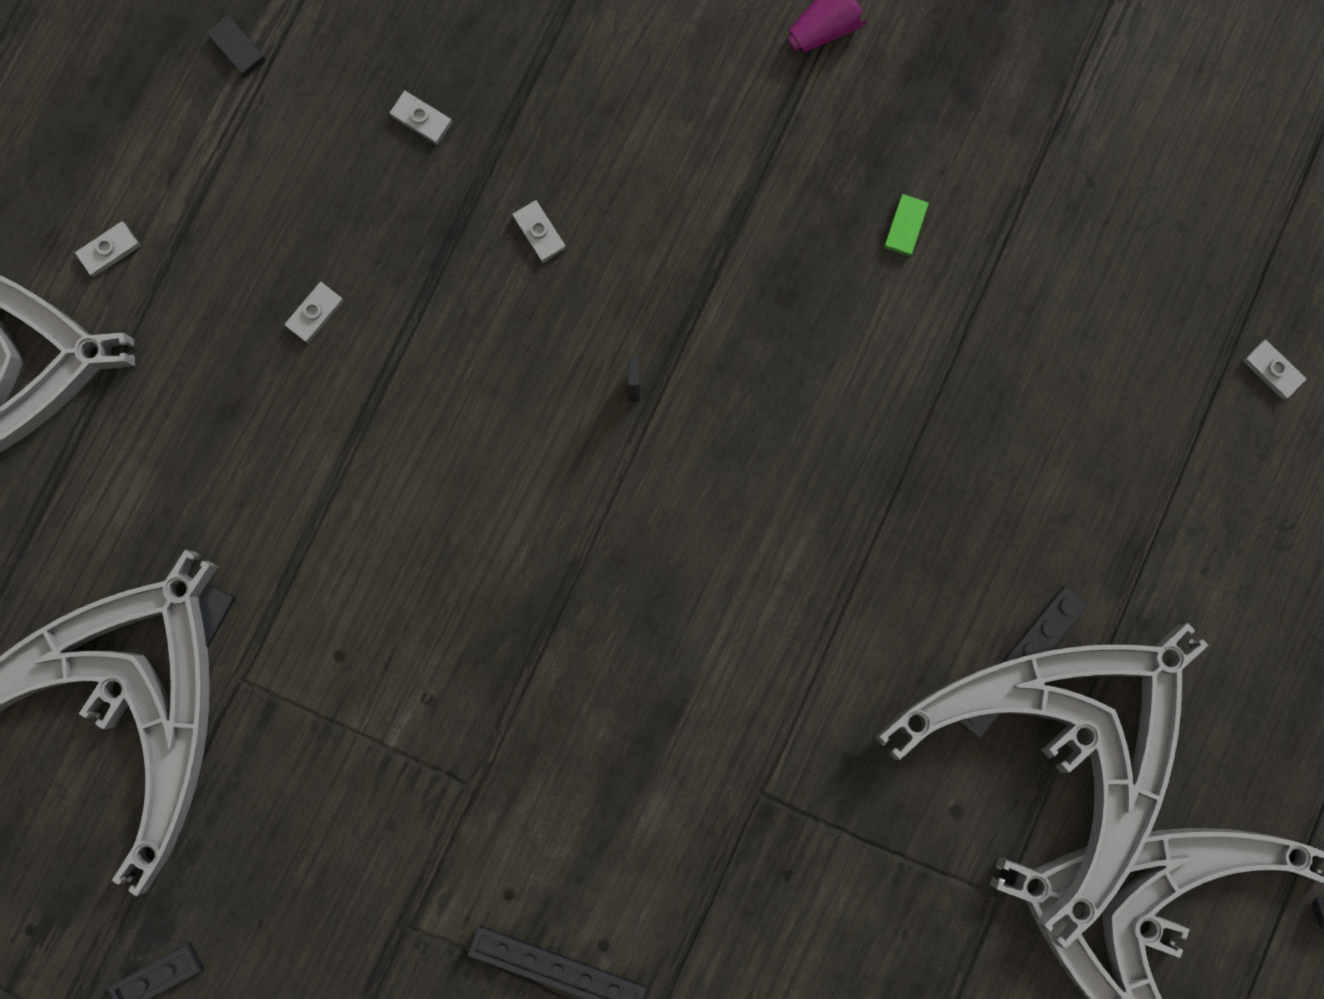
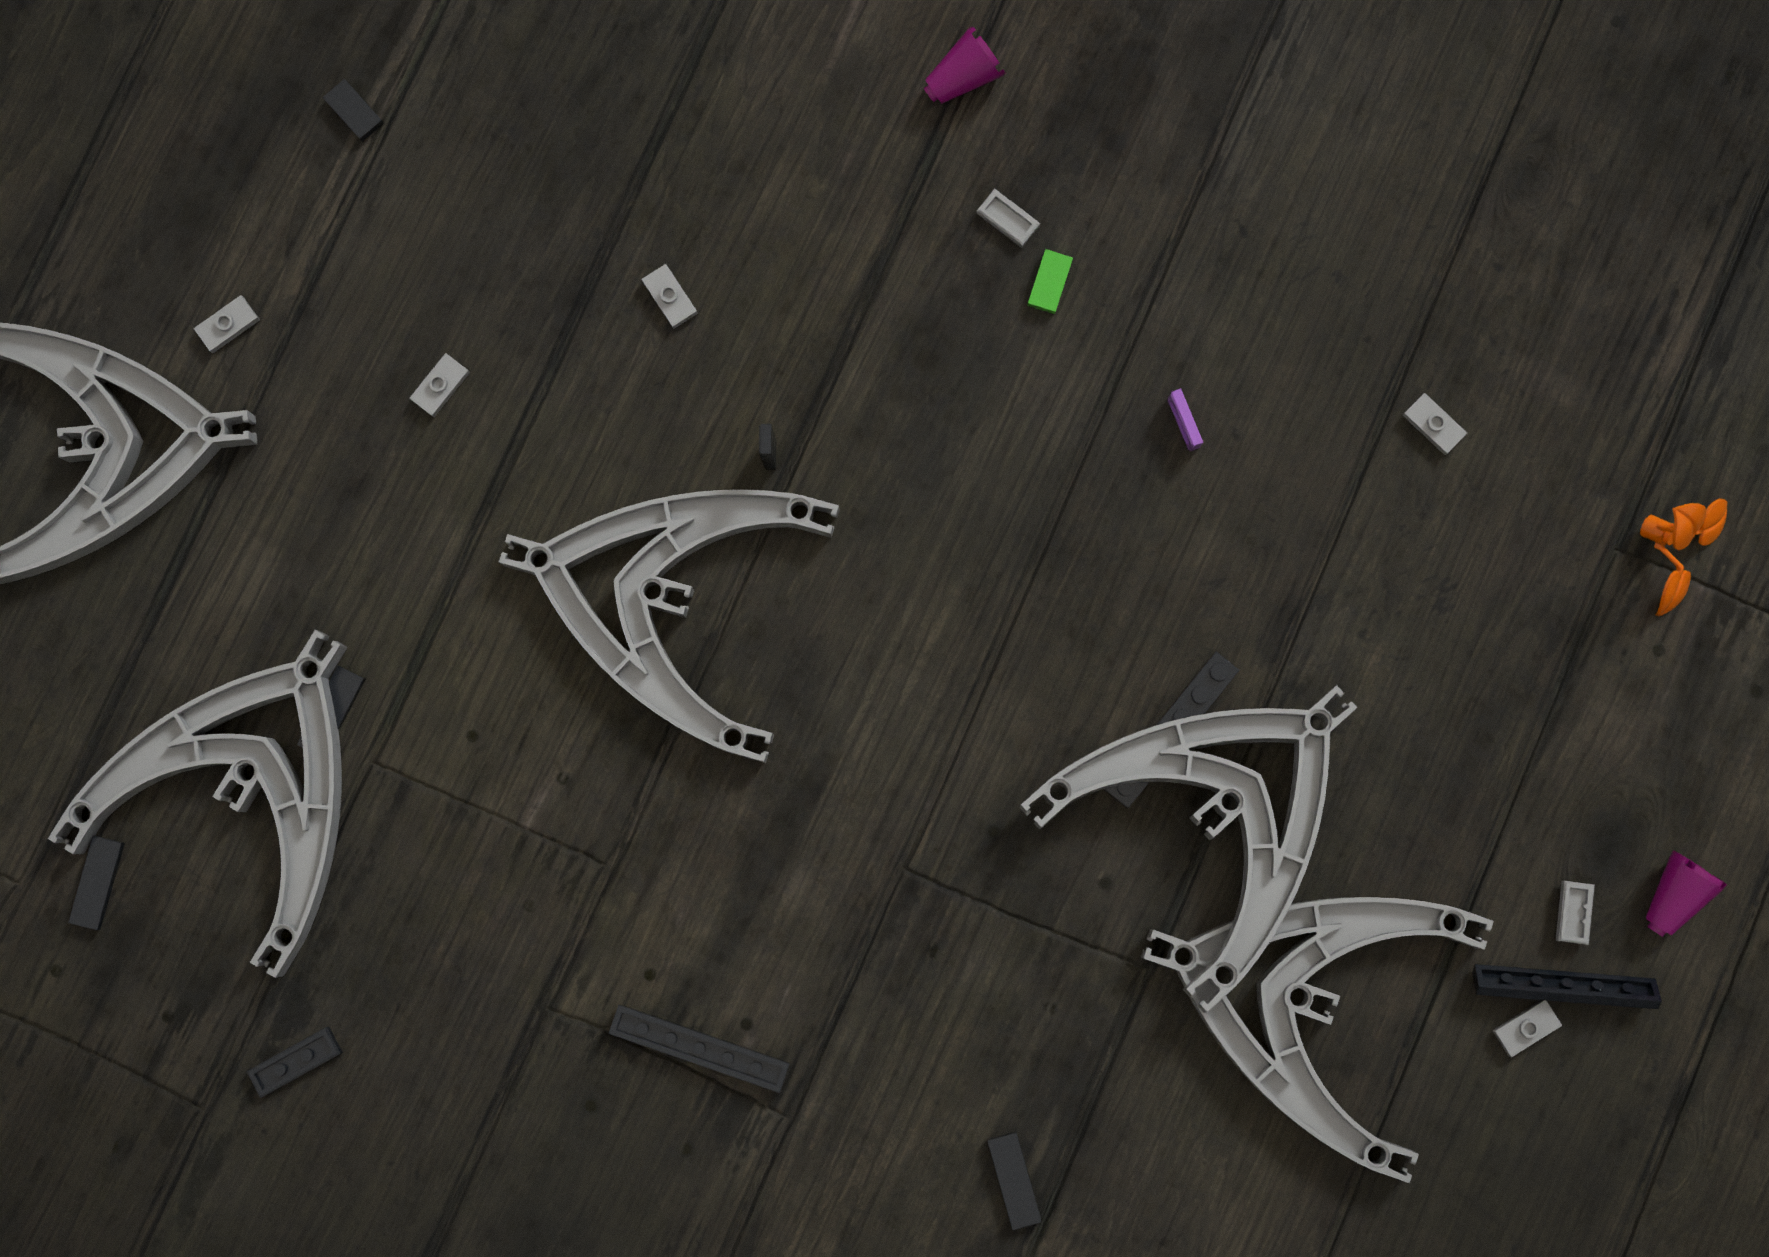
camera: 10 degrees right, 0 degrees up
(421, 117) = (545, 180): light grey plate -> none
(551, 454) = (684, 526): none -> light grey piece
(866, 164) = (1008, 218): none -> light grey tile
(1036, 361) = (1185, 420): none -> medium lavender tile

